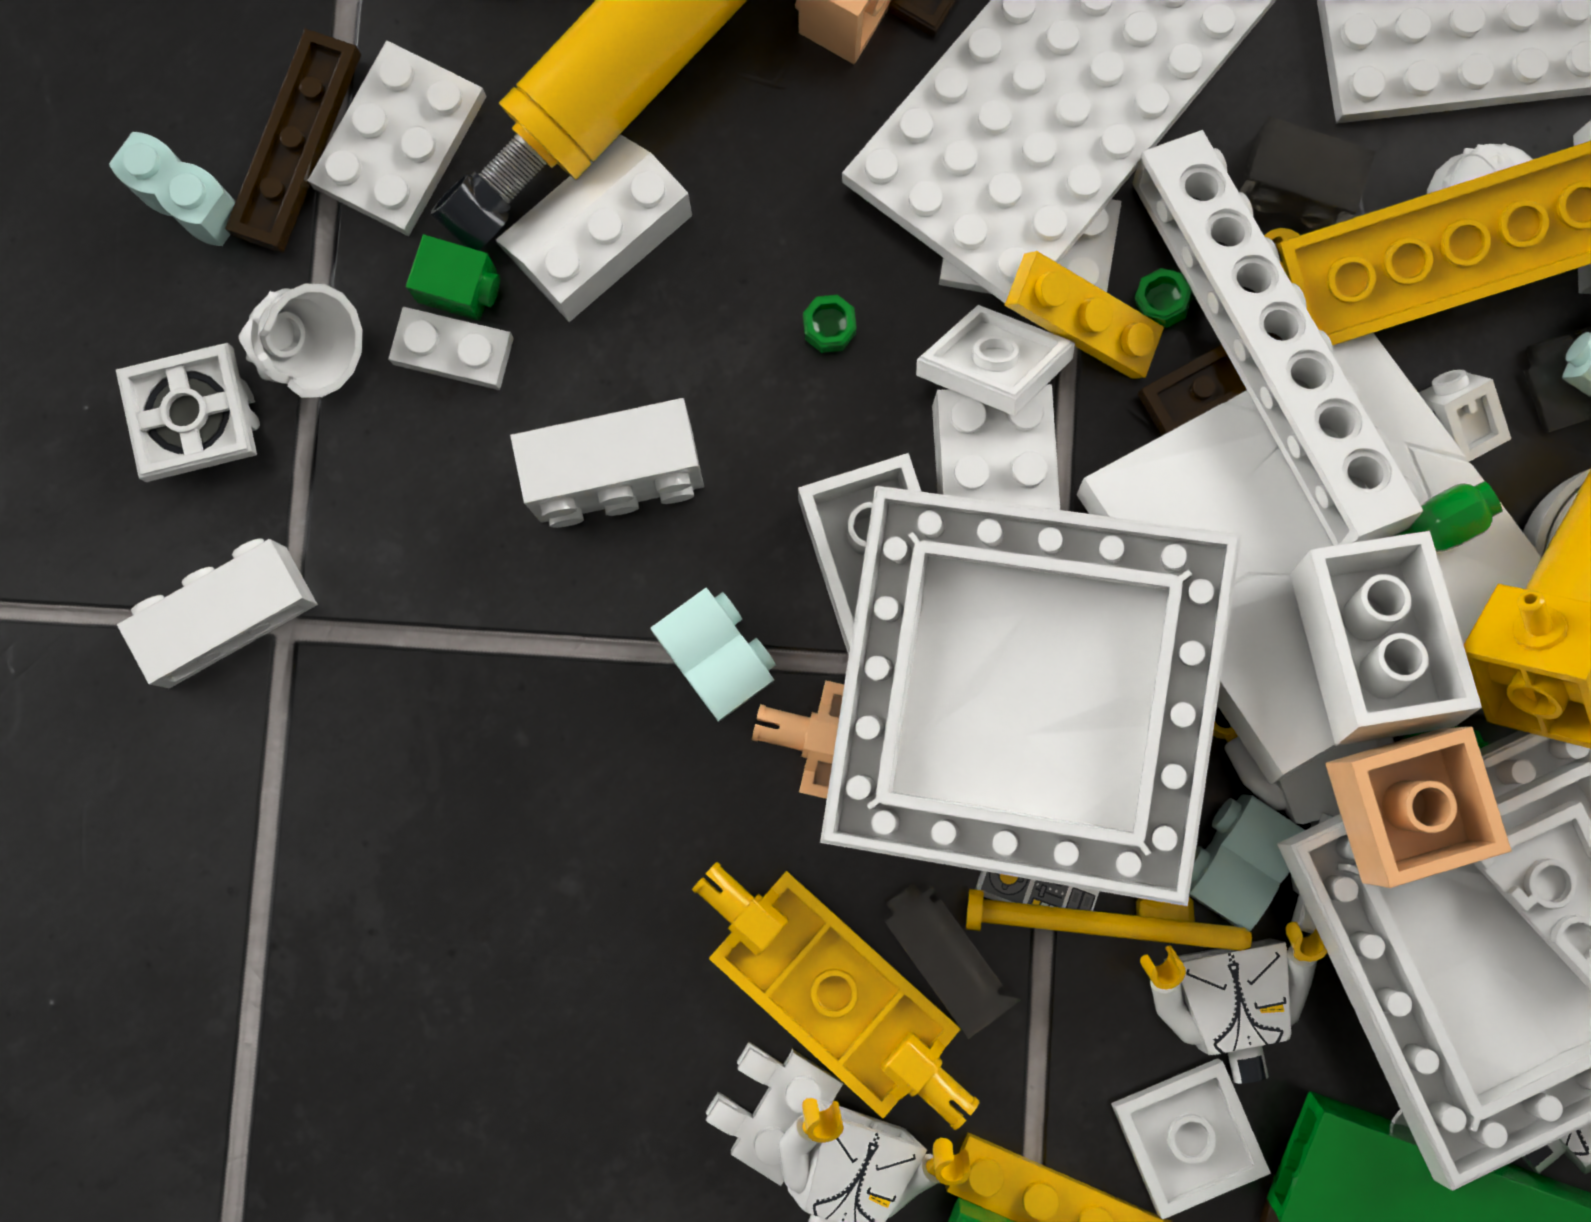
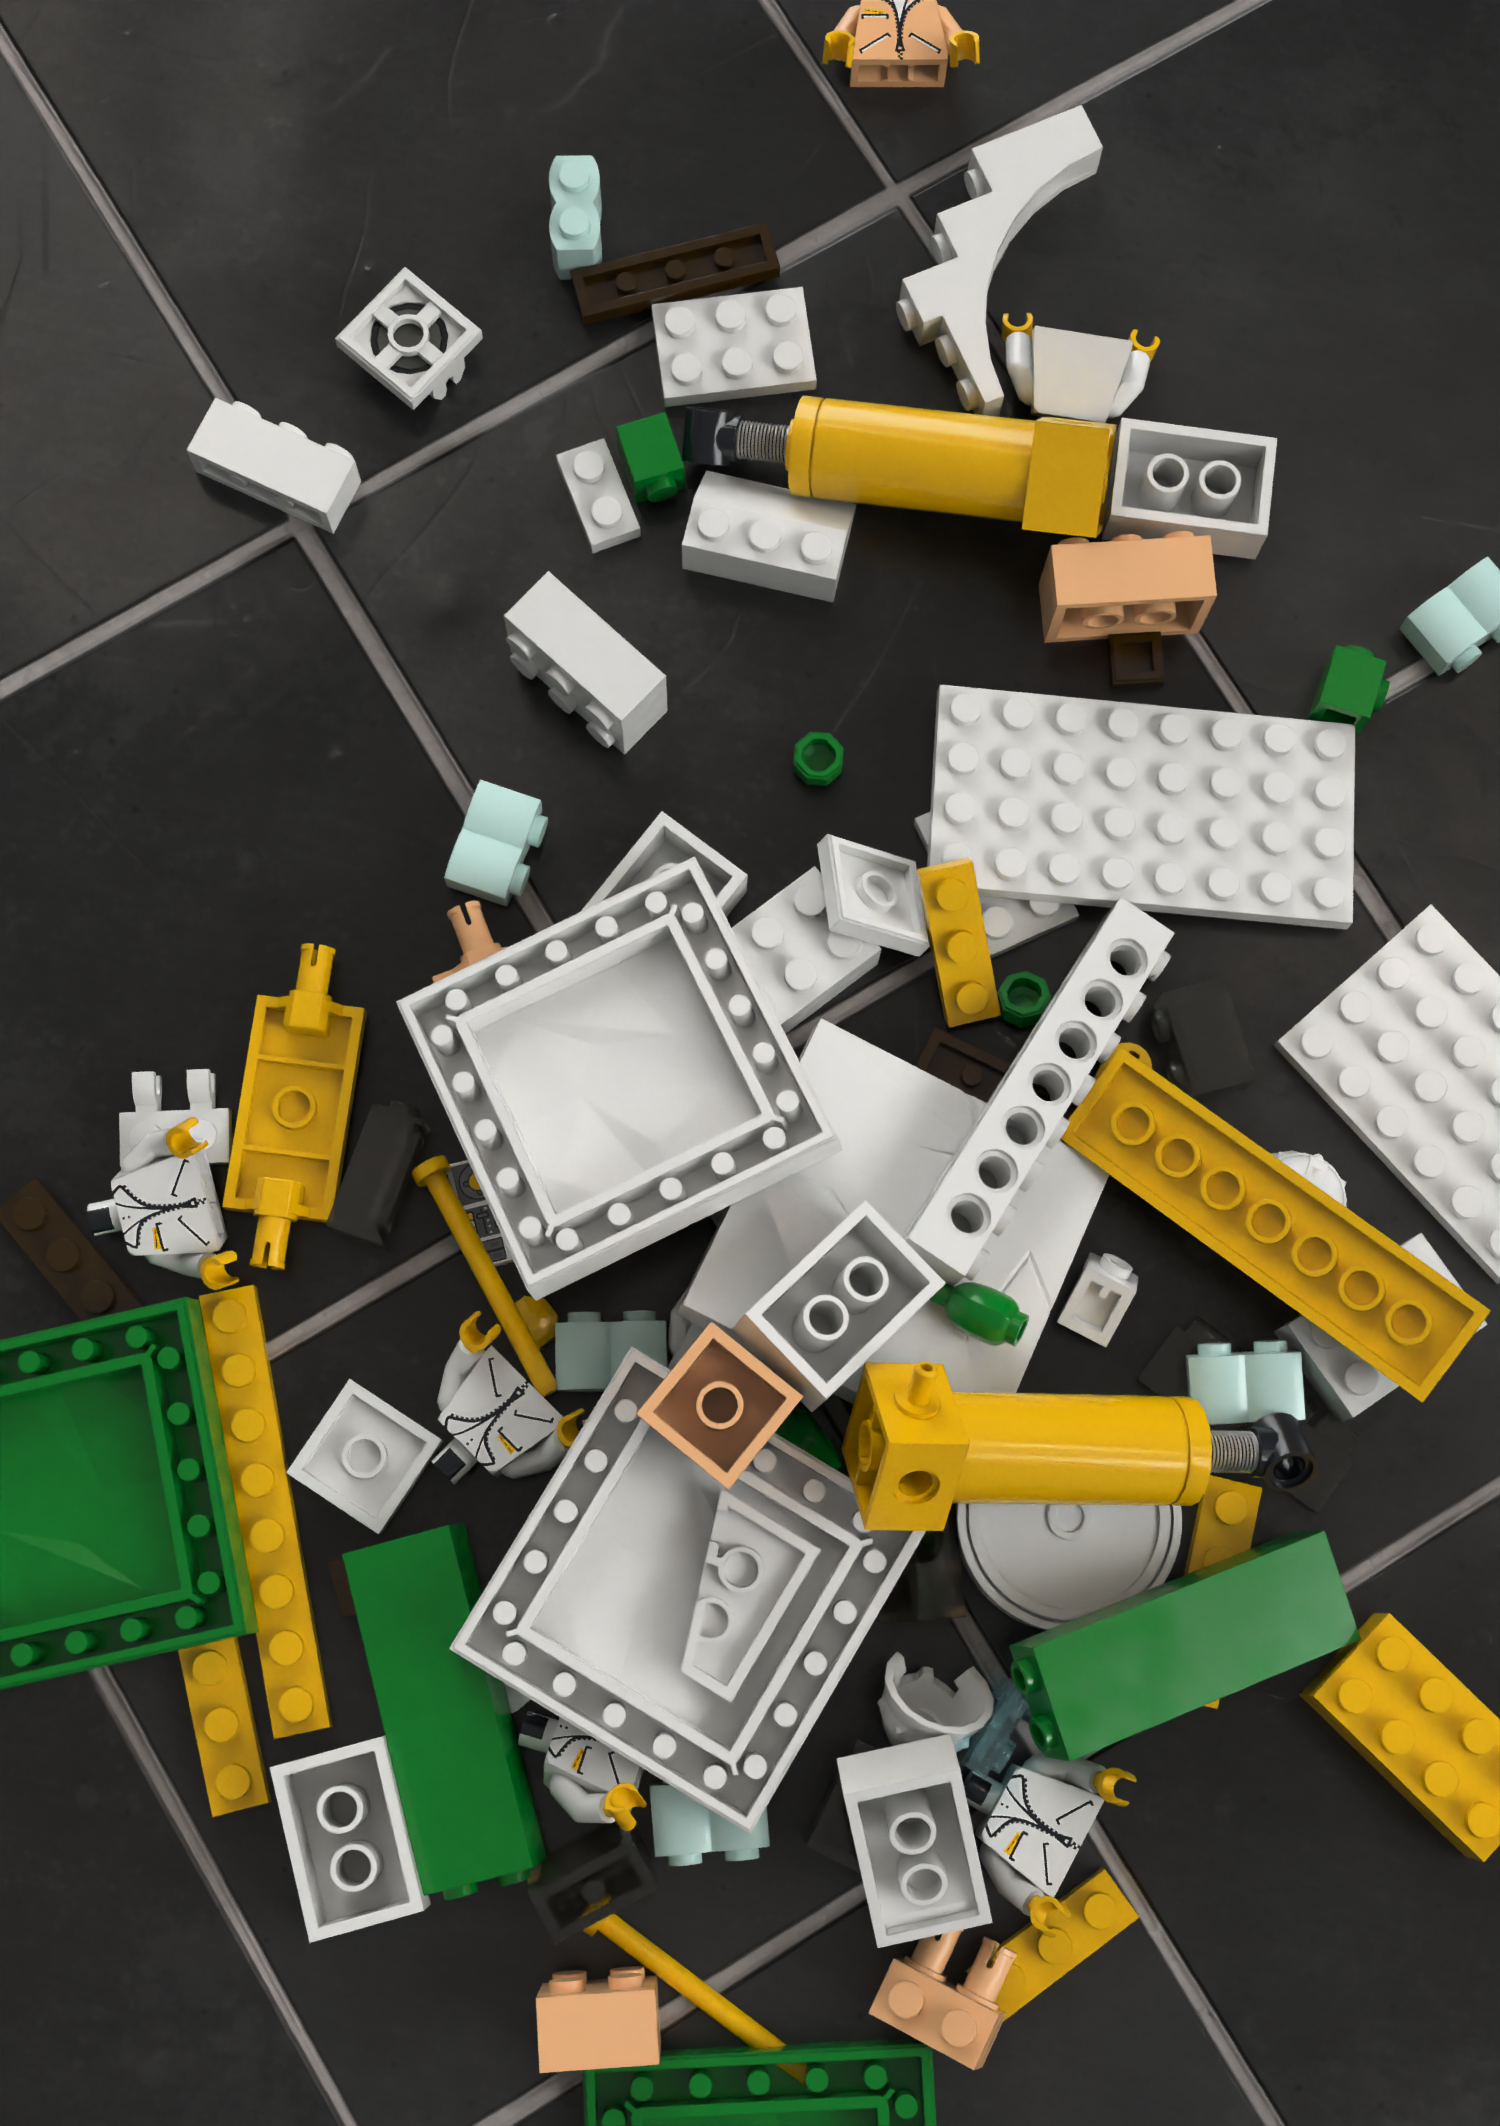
camera: 50 degrees right, 5 degrees down
(304, 339) = (524, 383): white helmet -> none

